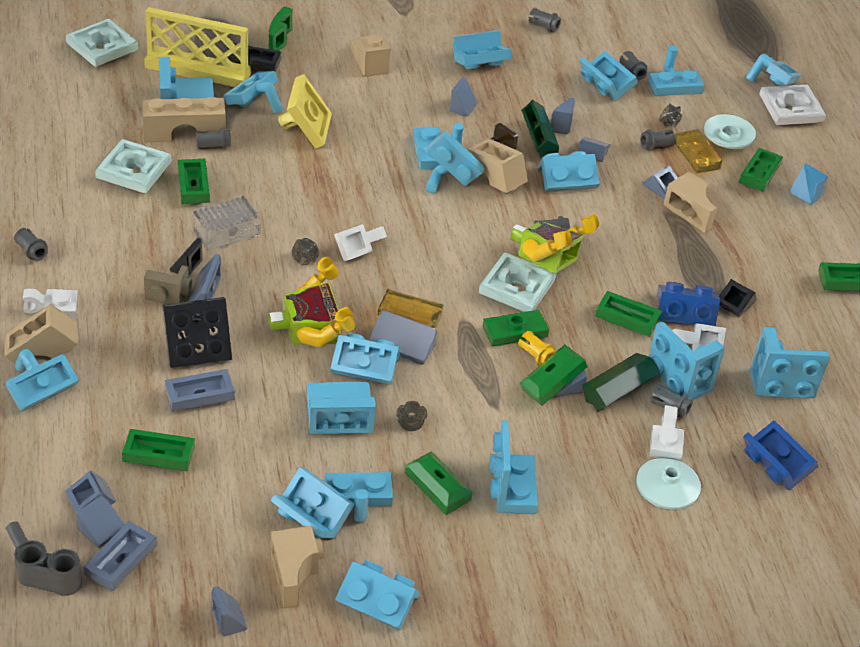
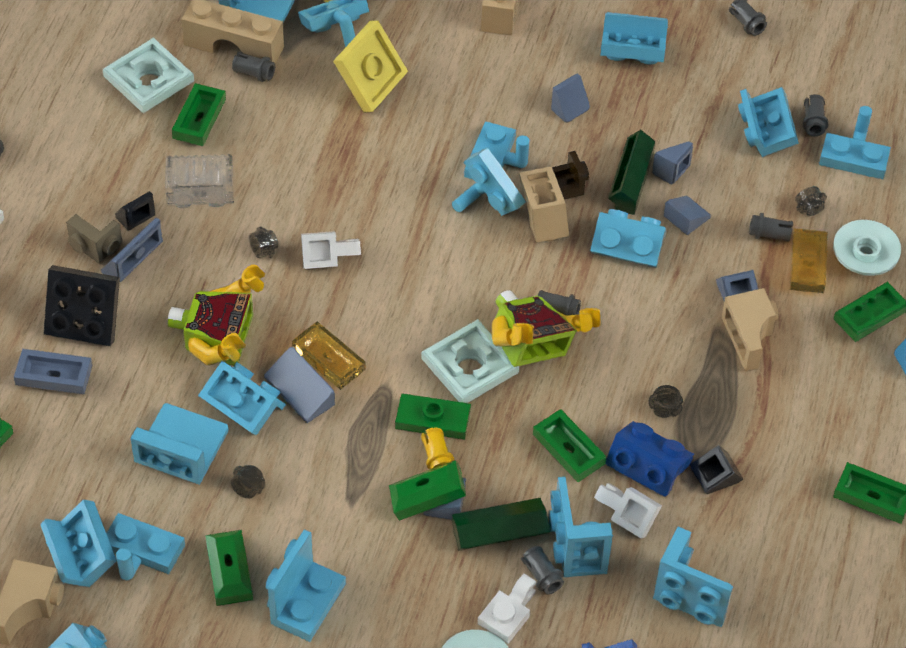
camera: 30 degrees right, 10 degrees up
(671, 265) = (666, 394): none -> clear smoke plate

